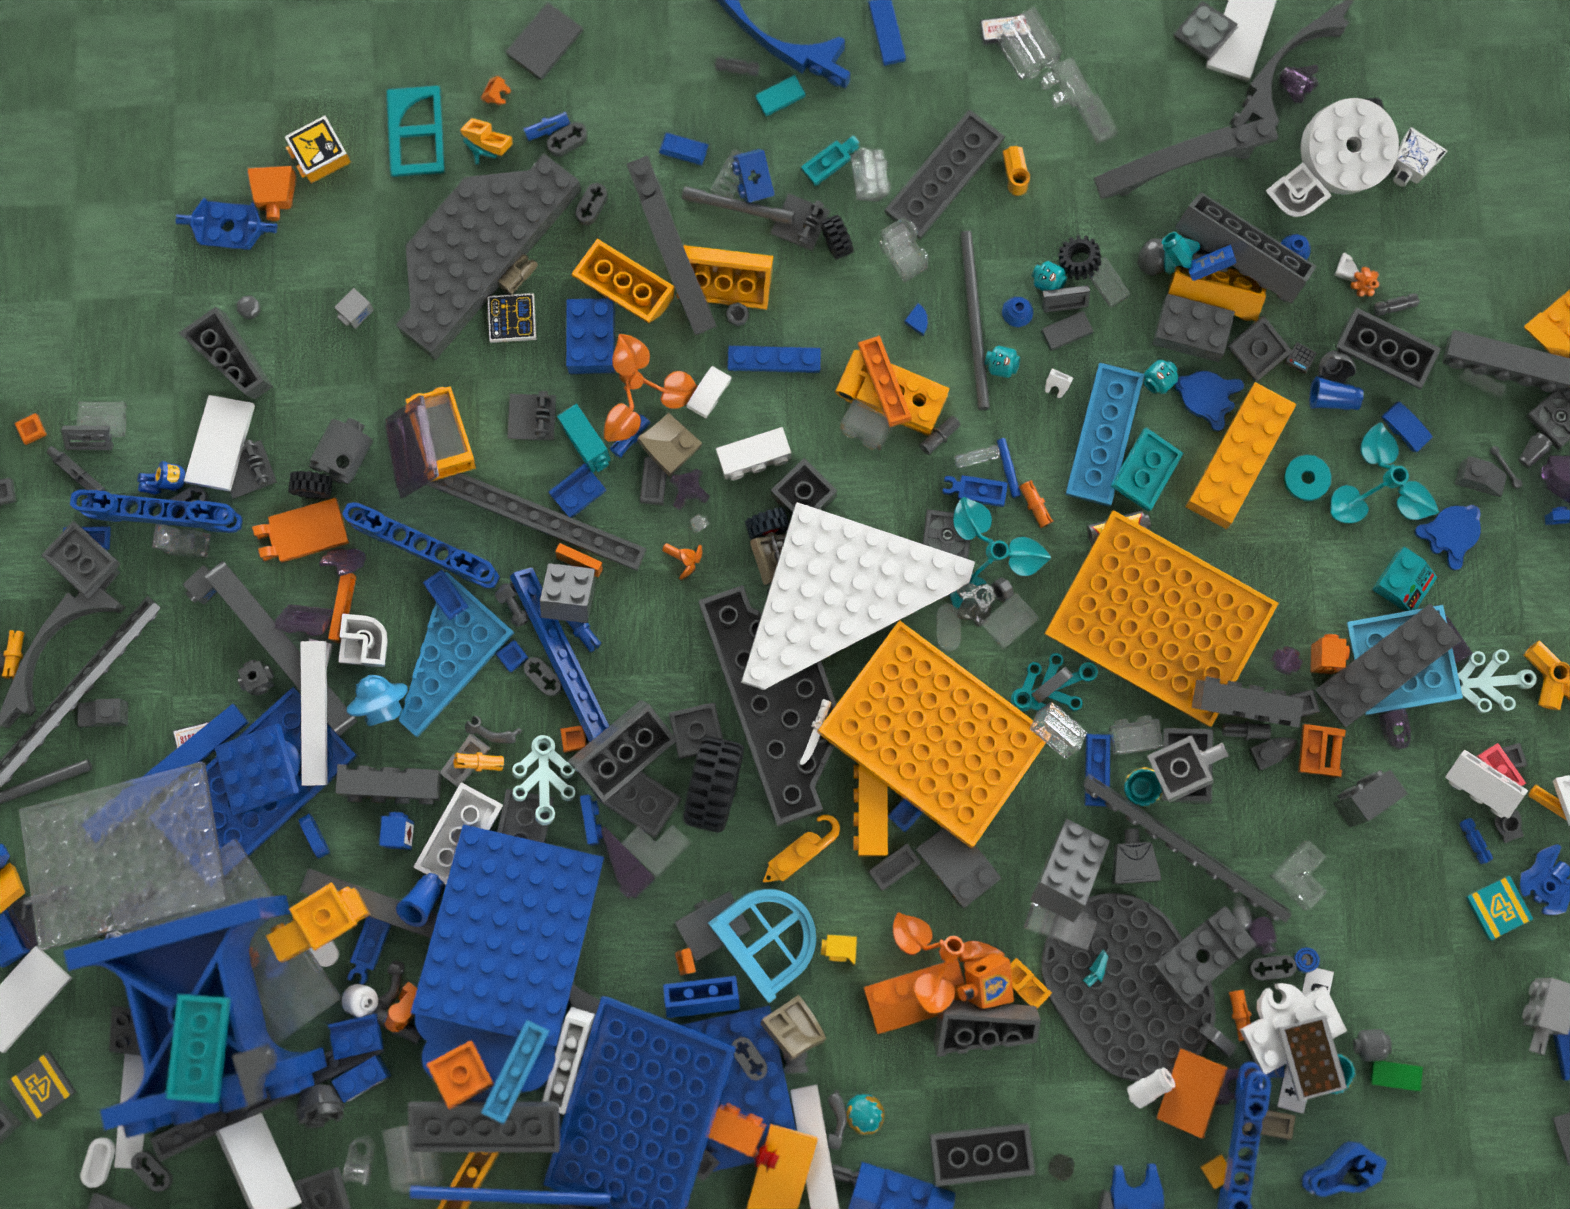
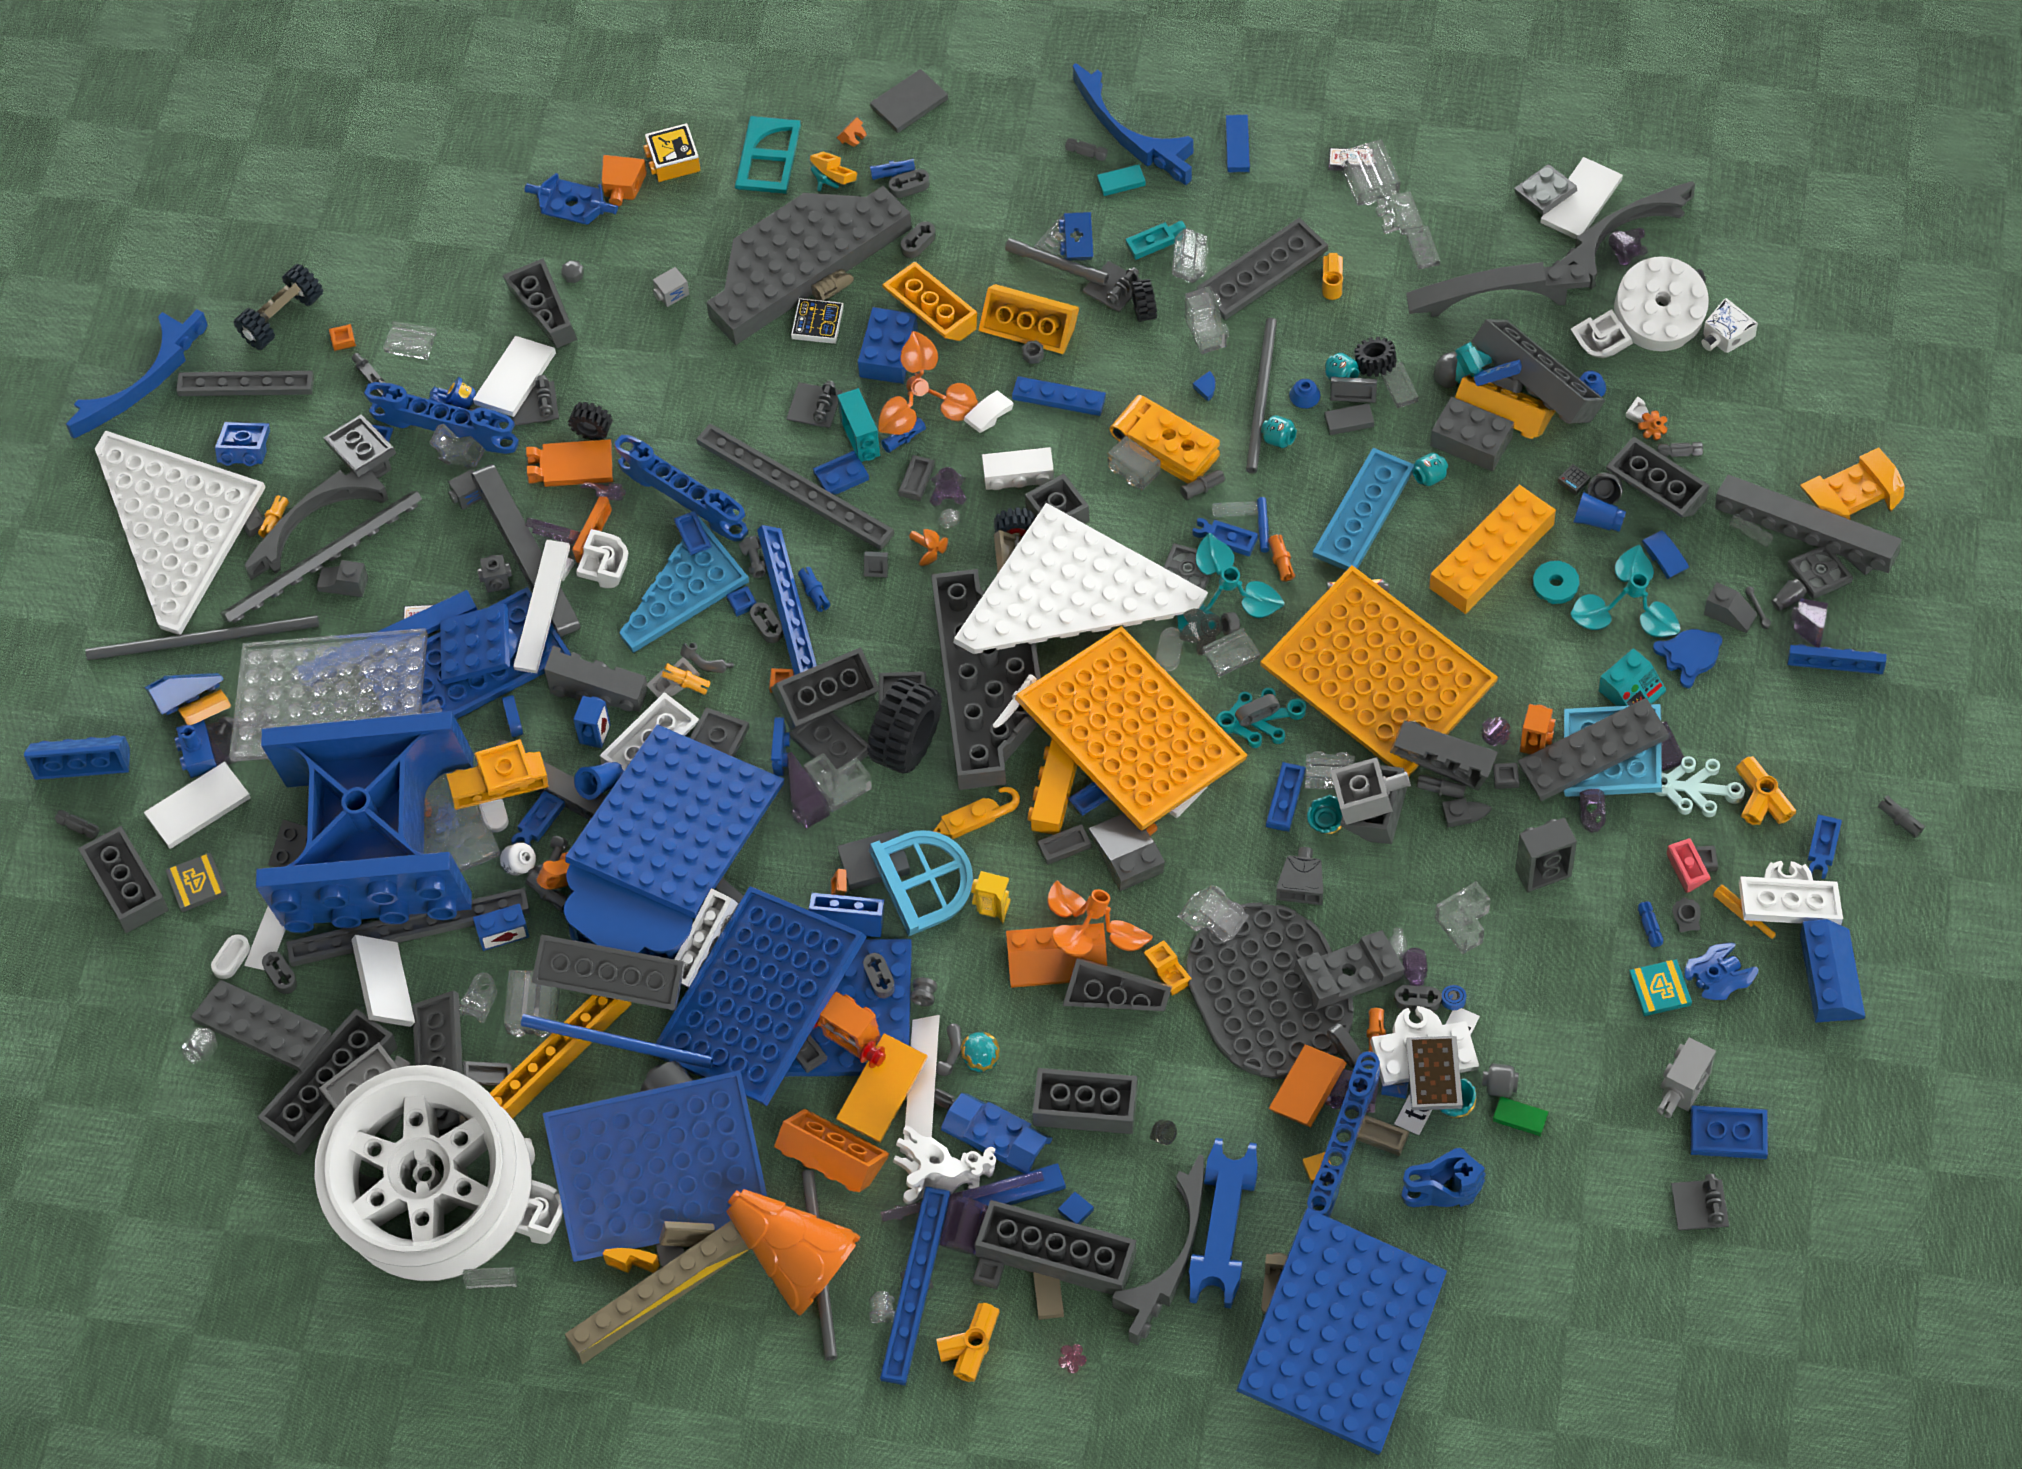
camera: 15 degrees right, 20 degrees down
(86, 434) = (411, 353): dark grey tile -> none
(198, 1048) = (363, 826): teal plate -> none
(253, 1069) = (411, 848): dark grey arch -> none
(319, 1106) = (454, 941): dark grey cone -> none
(341, 450) = (628, 396): dark grey cylinder -> none
(356, 1036) = (506, 887): blue plate -> none
(377, 700) = (604, 604): dark azure helmet -> none
(411, 447) = (693, 403): piece -> none
(447, 433) = (724, 400): window -> none
(460, 1074) = (597, 919): orange tile -> none
(515, 1071) = (651, 920): dark azure plate -> none
(543, 776) = (751, 682): light aqua plant -> none
(567, 593) = (808, 550): brick -> none
(578, 559) = (827, 529): orange tile -> none
(637, 590) = (876, 564): none -> dark grey tile
(669, 444) = (939, 447): dark tan plate -> none
(670, 245) = (981, 273): dark grey slope -> none
(683, 148) = (1018, 209): blue tile -> none
(794, 1028) = (929, 958): dark tan plate -> none
(884, 381) = (1157, 421): orange tile -> none
(988, 982) = (1128, 950): orange torso -> none
(1058, 730) = (1253, 747): clear brick -> none
(1060, 380) = (1333, 459): white tile -> none
(1070, 870) = (1232, 861): dark grey brick -> none
(1097, 969) = (1240, 964): teal bar -> none
(1147, 469) = (1397, 546): teal tile -> none
(1151, 1087) = (1268, 1074): white piece -> none
(1193, 853) = (1361, 881): dark grey plate -> none
(1207, 396) = (1474, 495): blue tile -> none
(1259, 348) = (1533, 461): dark grey tile -> none
(1314, 750) = (1506, 812): orange plate -> none
(1486, 784) = (1667, 869): white brick -> none

